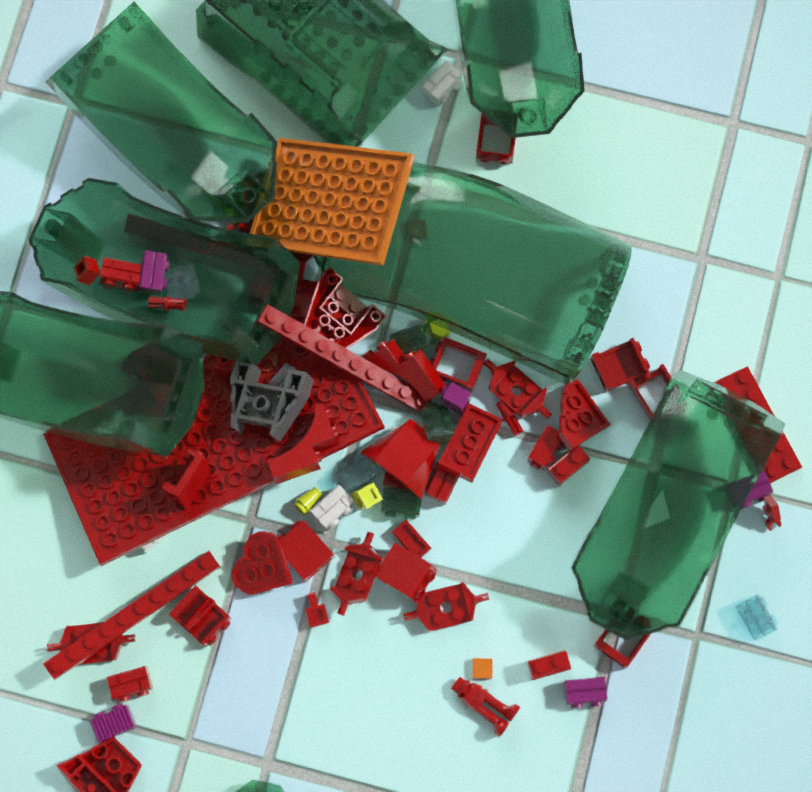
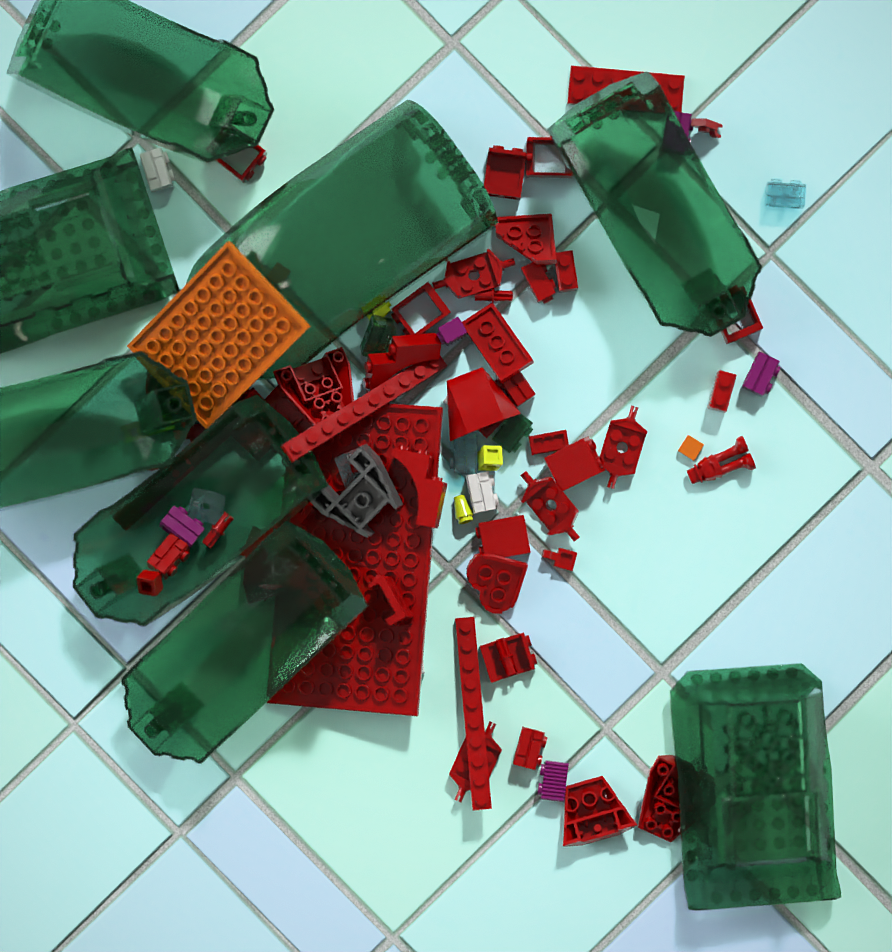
camera: 65 degrees left, 10 degrees up
(437, 423) = (464, 360): clear green brick -> none

